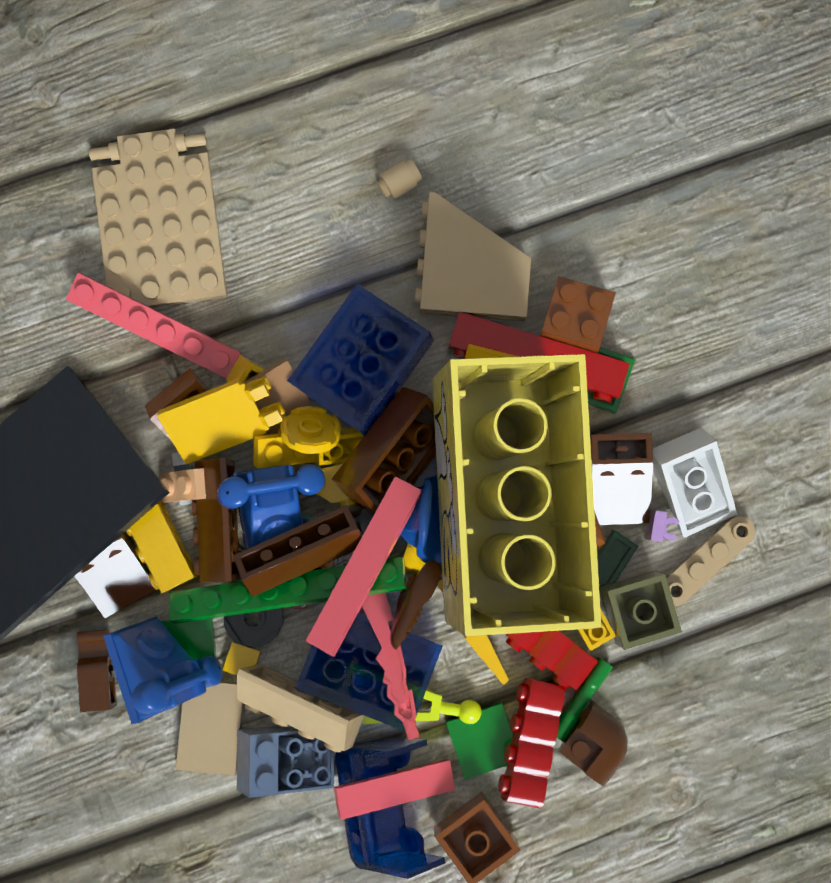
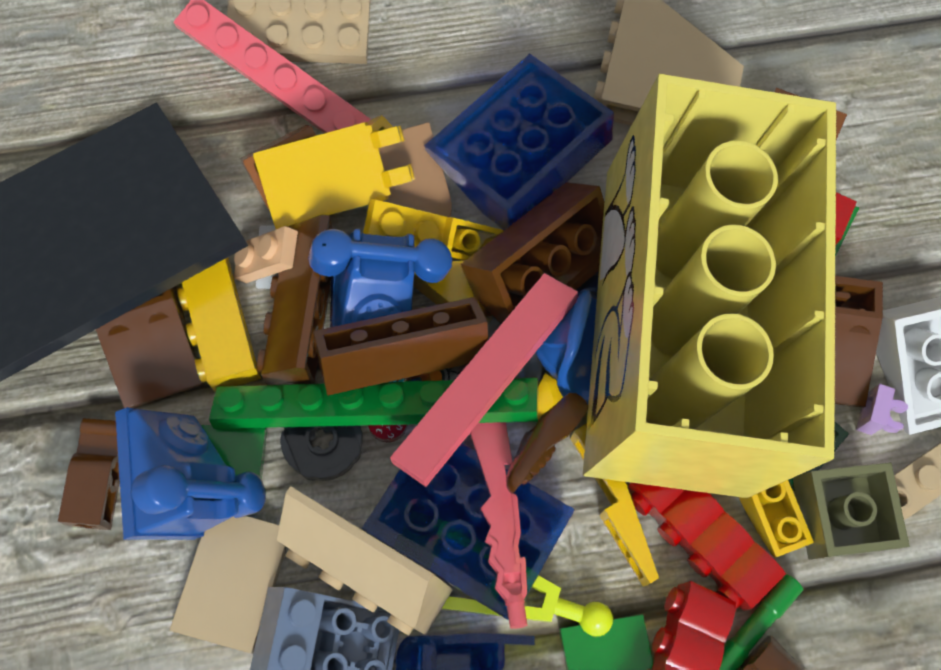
camera: 10 degrees right, 15 degrees down
(240, 657) = (295, 480): yellow tile -> none
(310, 430) = (443, 206): yellow tile -> none

